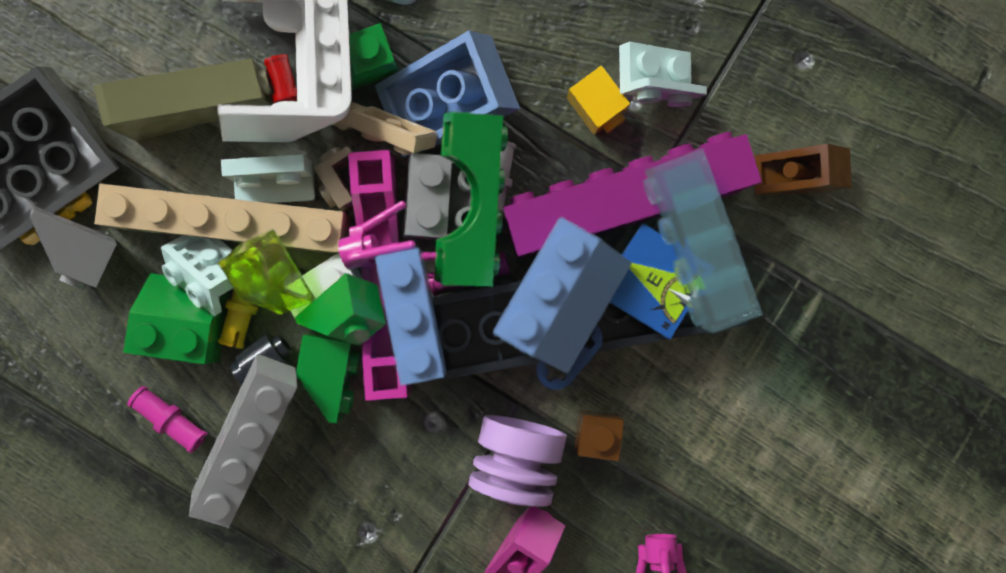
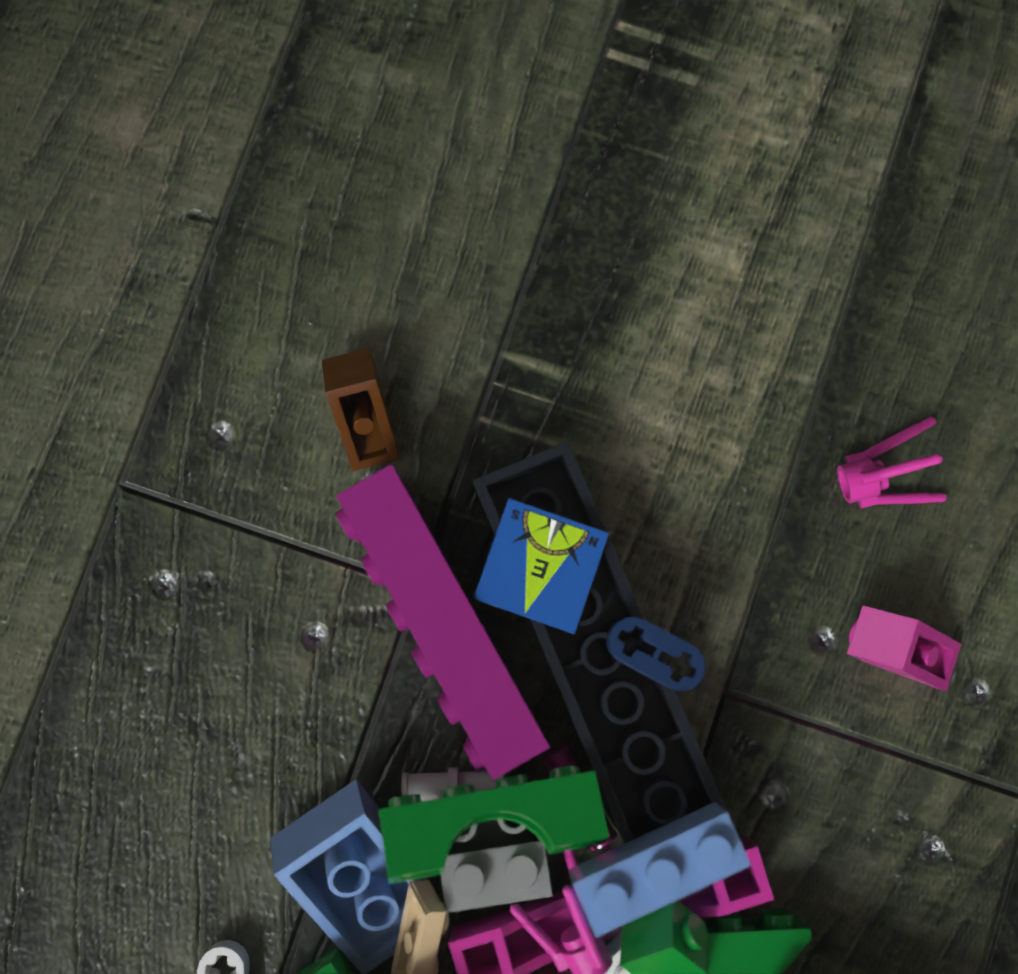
camera: 105 degrees left, 5 degrees down
(515, 469) = (800, 684): lavender wheel -> none
(562, 296) = (591, 683): medium blue slope -> none
(598, 101) = (326, 680): yellow brick -> none
(599, 435) = (741, 588): reddish brown brick -> none
(657, 74) = (278, 616): light aqua bracket -> none
(702, 242) = (482, 523): clear light blue brick -> none

